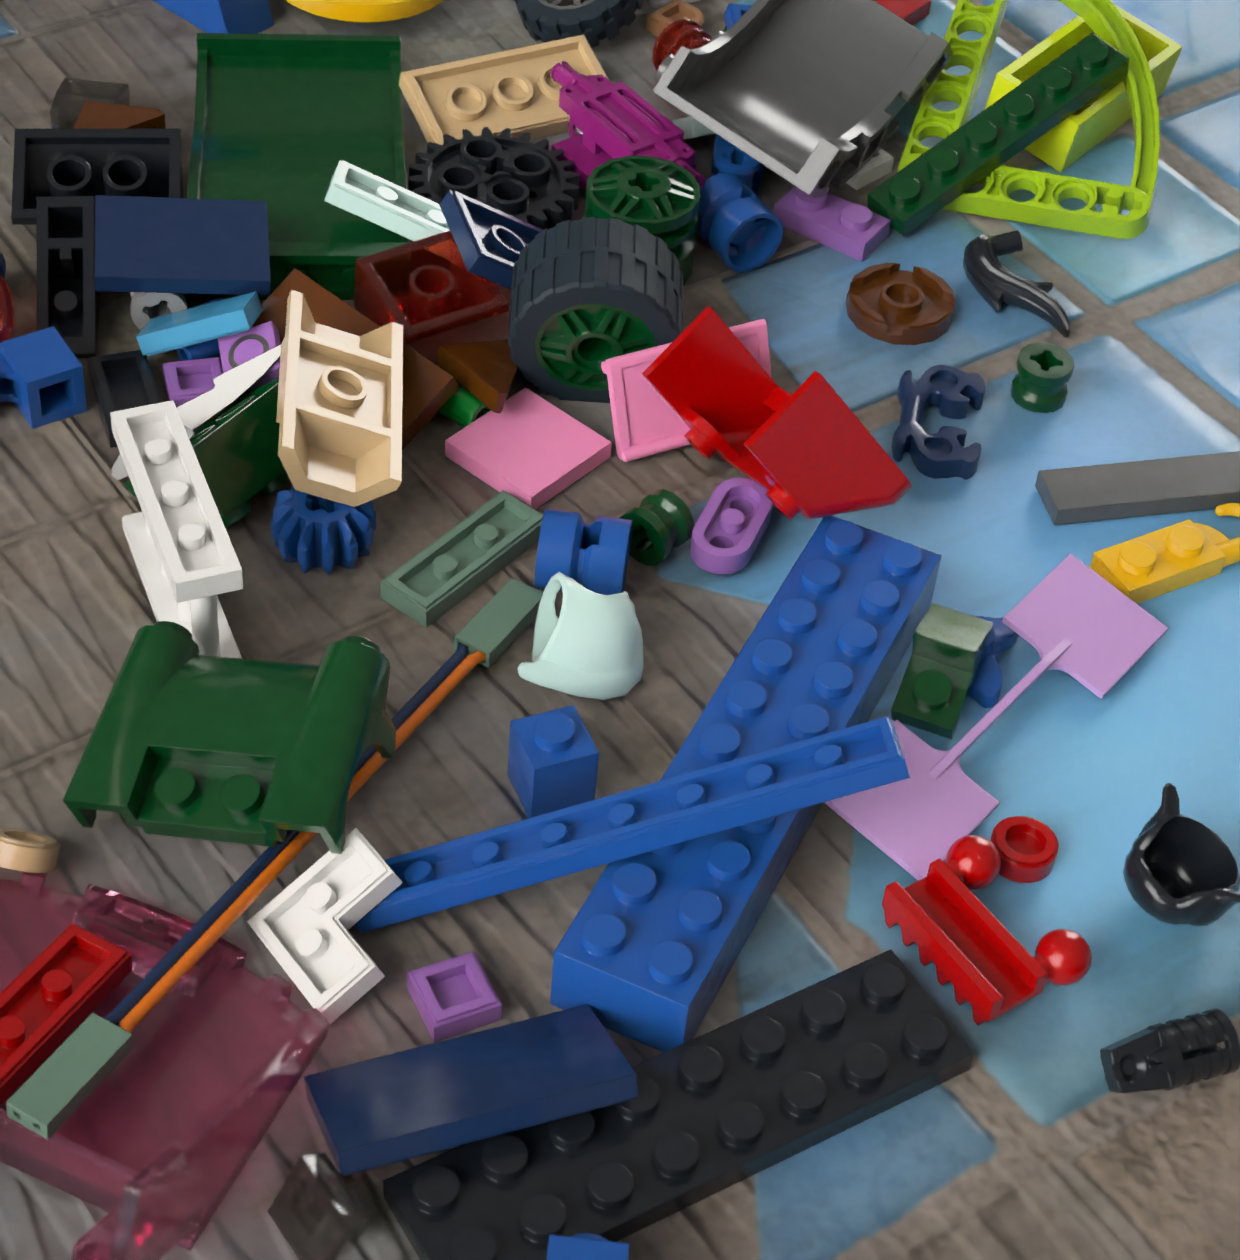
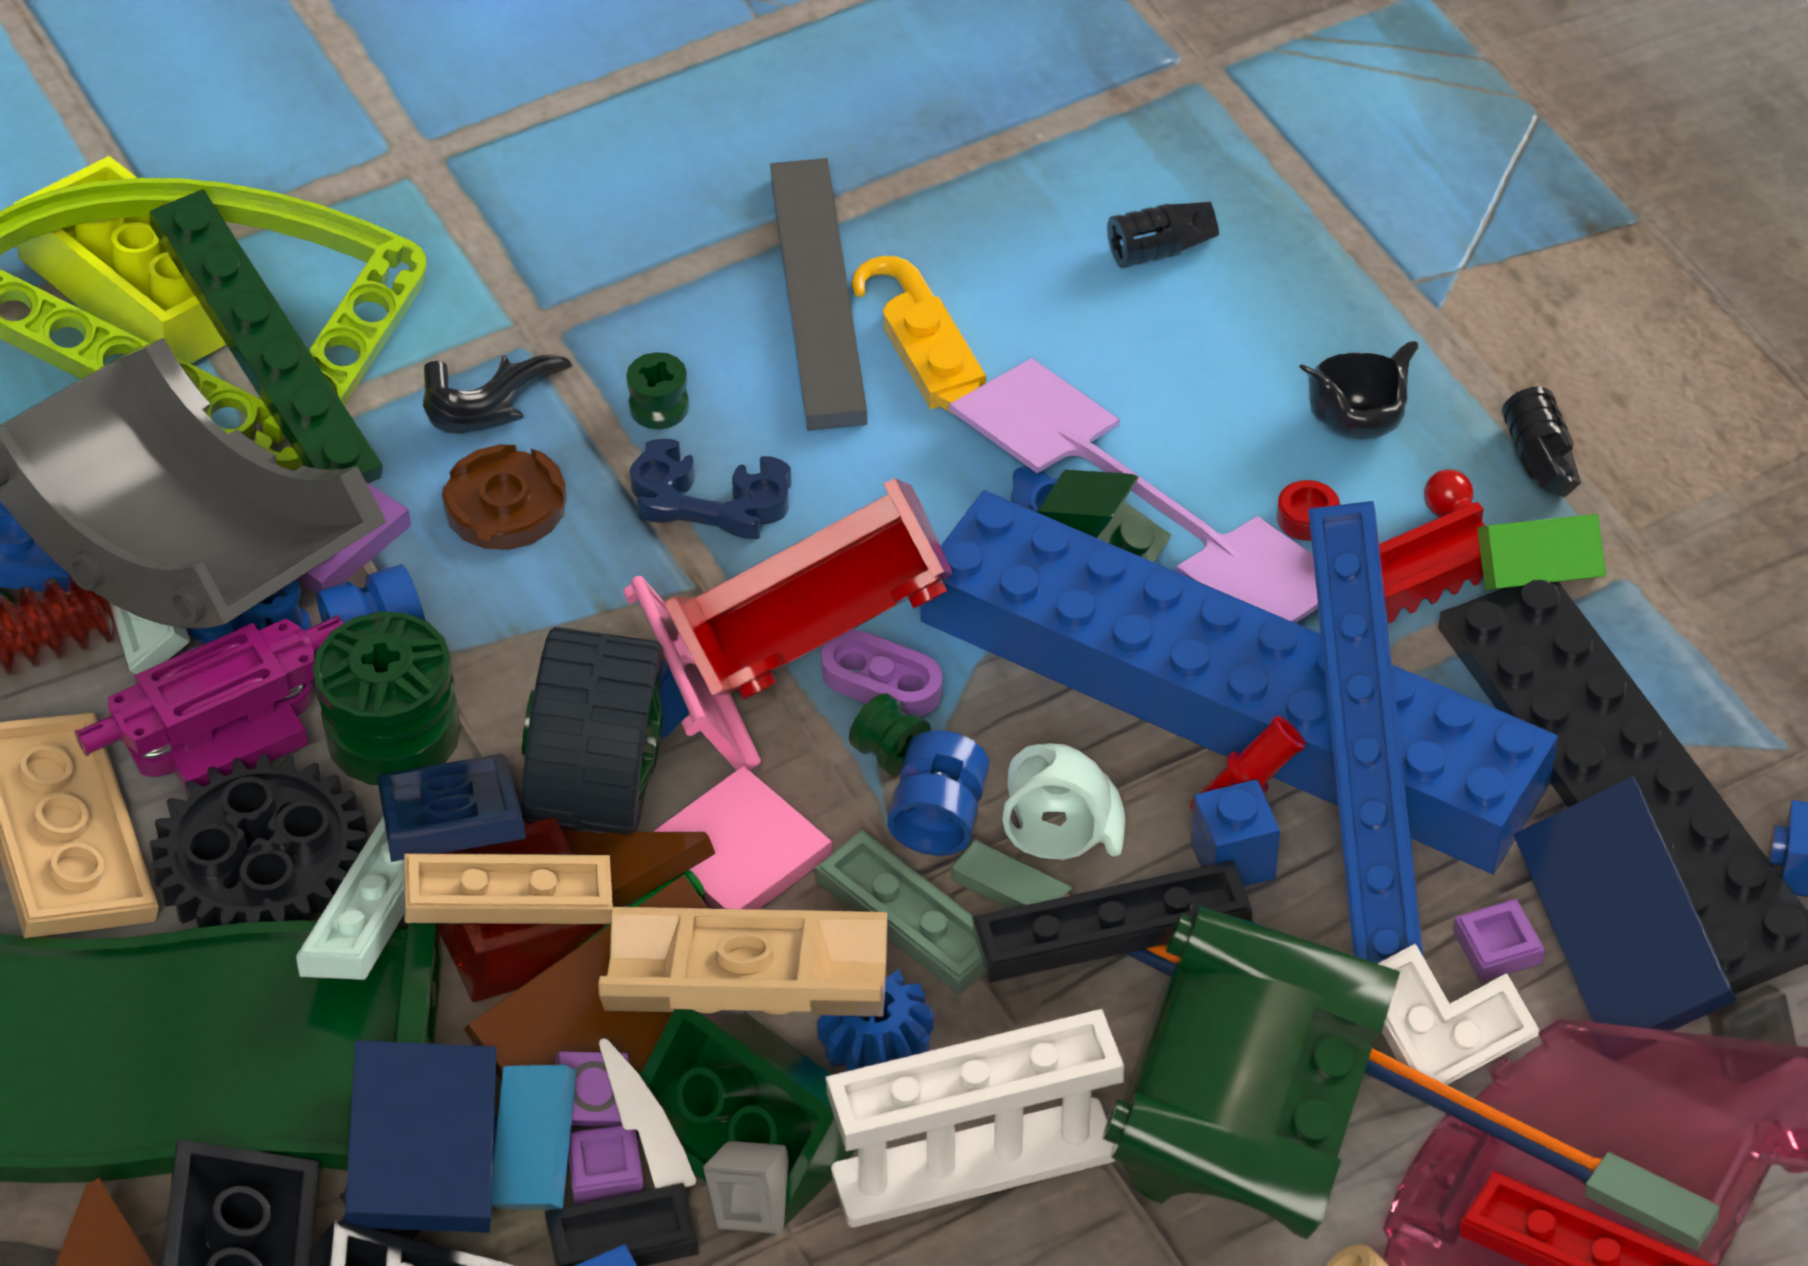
camera: 80 degrees left, 5 degrees up
(419, 269) = (507, 889): none -> tan tile
(440, 674) = (1103, 920): none -> black tile
(628, 762) = (1261, 757): none -> red axle
(988, 1033) = (1541, 551): none -> bright green tile

